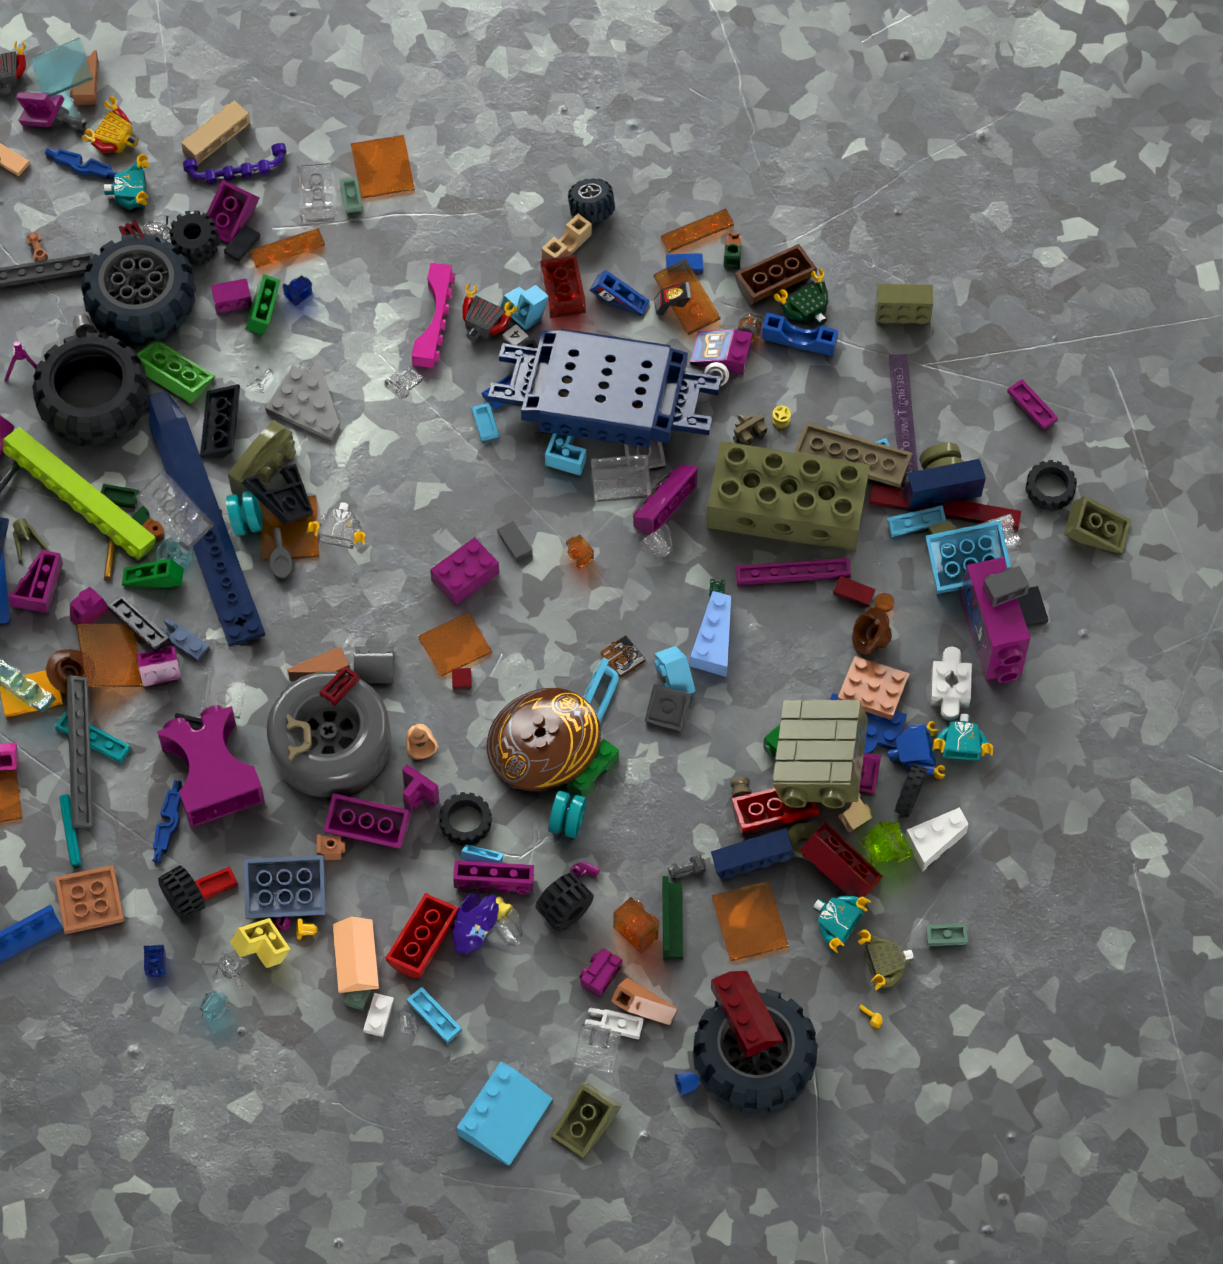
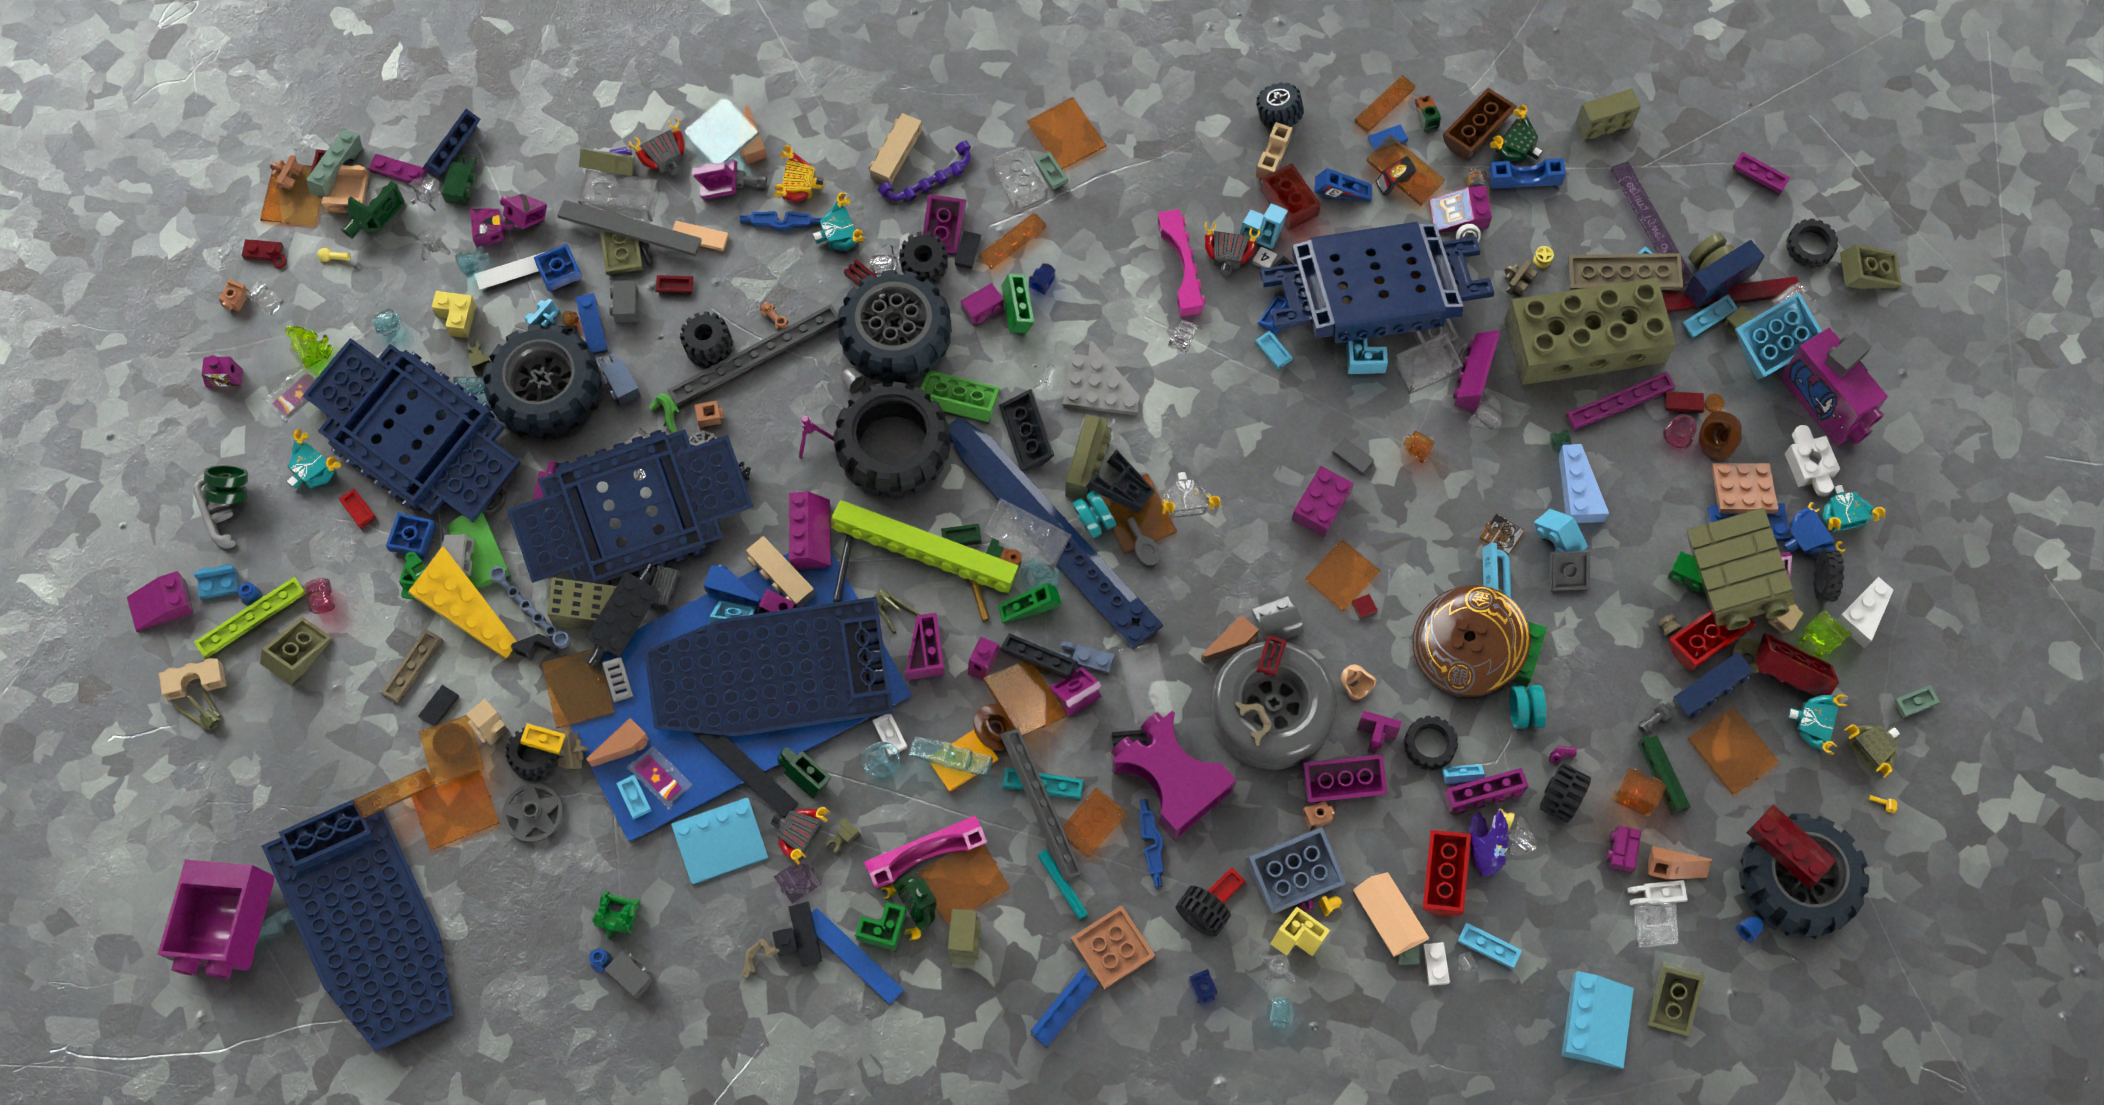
camera: 20 degrees left, 5 degrees up
(122, 786) = (1093, 822): none -> clear orange tile
(841, 610) = (1685, 425): none -> clear pink hair

